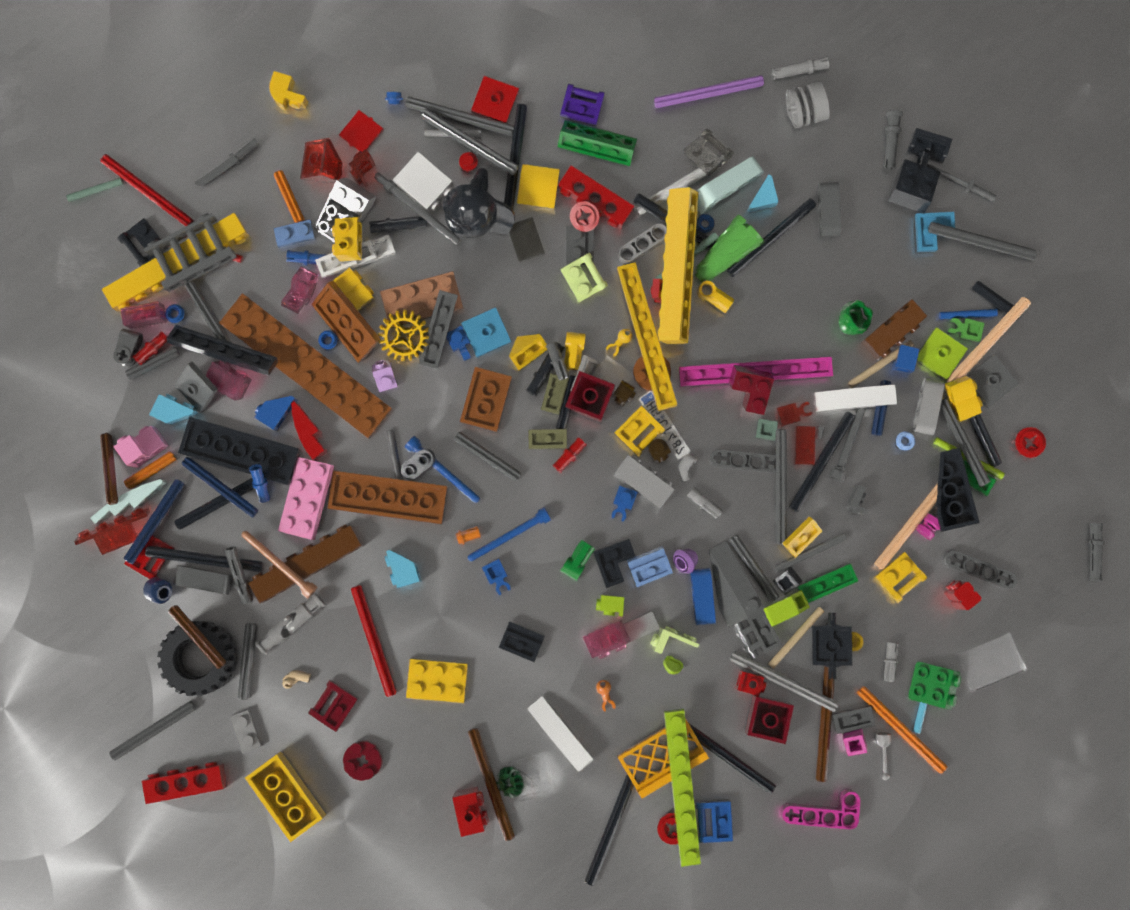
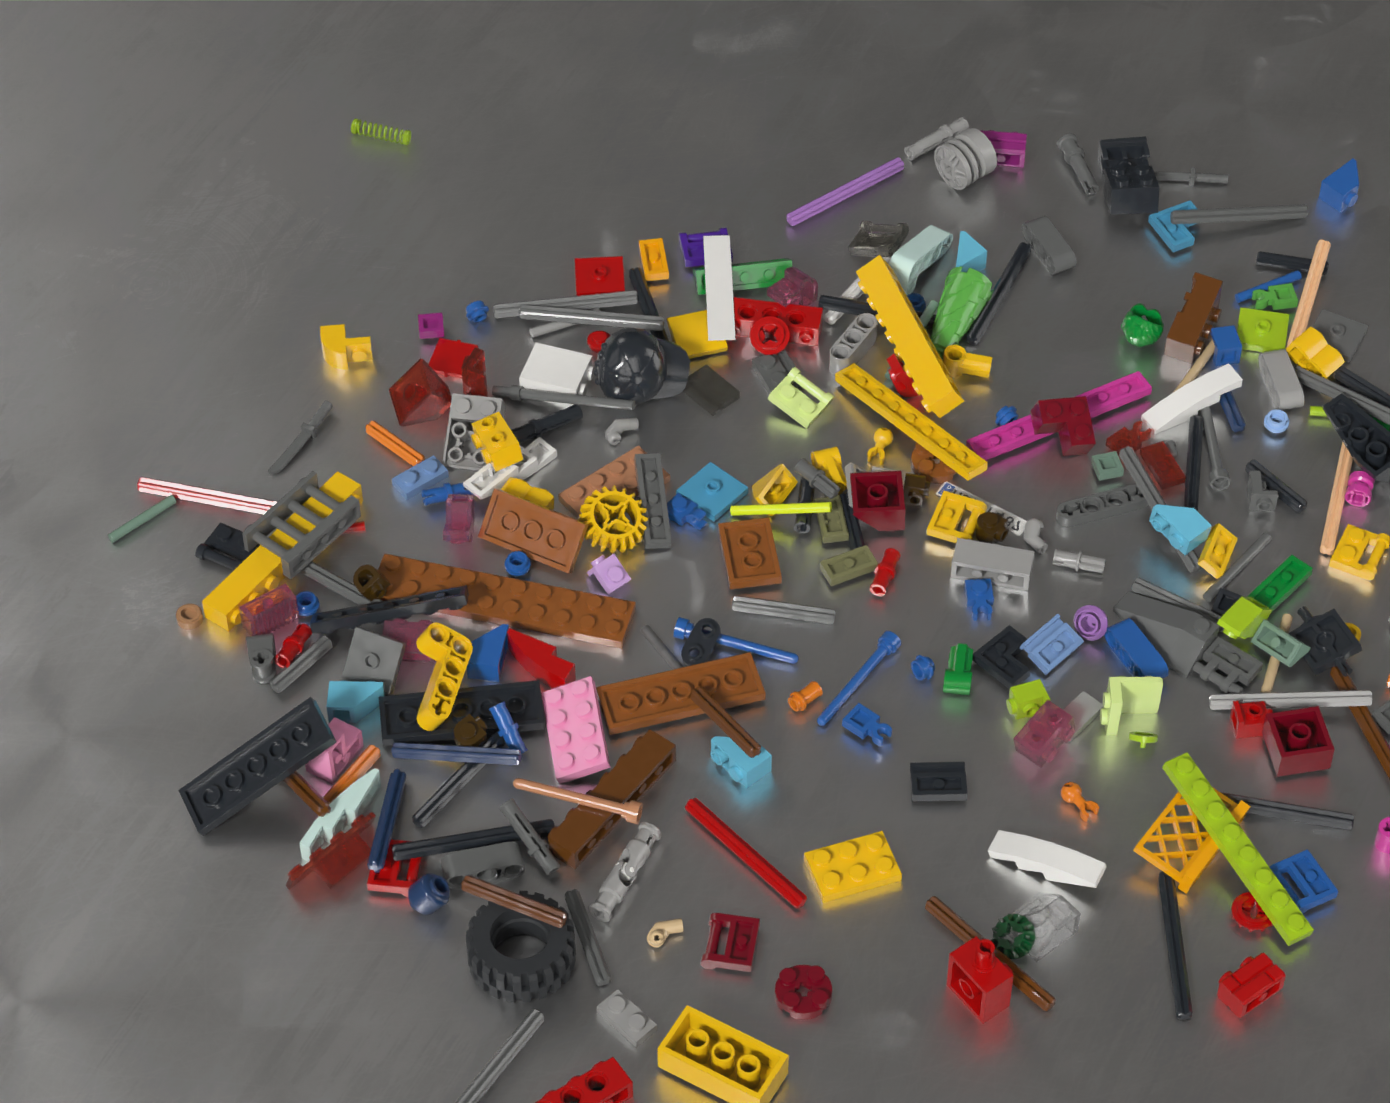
camera: 25 degrees left, 35 degrees down
(81, 451) = (257, 766): none -> black plate
(94, 288) = (189, 616): none -> medium nougat tile
(217, 322) = (370, 582): none -> dark brown plate
(227, 427) = (452, 656): none -> yellow beam
(233, 476) = (470, 731): none -> dark brown plate
(356, 97) = (431, 325): none -> magenta plate
(400, 544) = (726, 722): none -> reddish brown axle
(446, 248) = (614, 431): none -> light grey arm
(523, 374) = (792, 508): none -> neon yellow bar
(539, 100) = (653, 259): none -> light orange plate
(556, 545) = (923, 667): none -> blue plate
(569, 155) = (719, 288): none -> white sticker
(624, 178) = (794, 288): none -> clear pink brick
(640, 882) = (1250, 984): none -> red brick
(718, 356) = (1006, 415): none -> blue plate
(784, 516) = (1181, 526): none -> medium azure slope
(802, 634) = (1279, 643): none -> sand green slope
(844, 100) = (1008, 147): none -> magenta brick
(874, 496) = (1273, 483): none -> black axle
(1074, 246) = (1341, 187): none -> blue slope

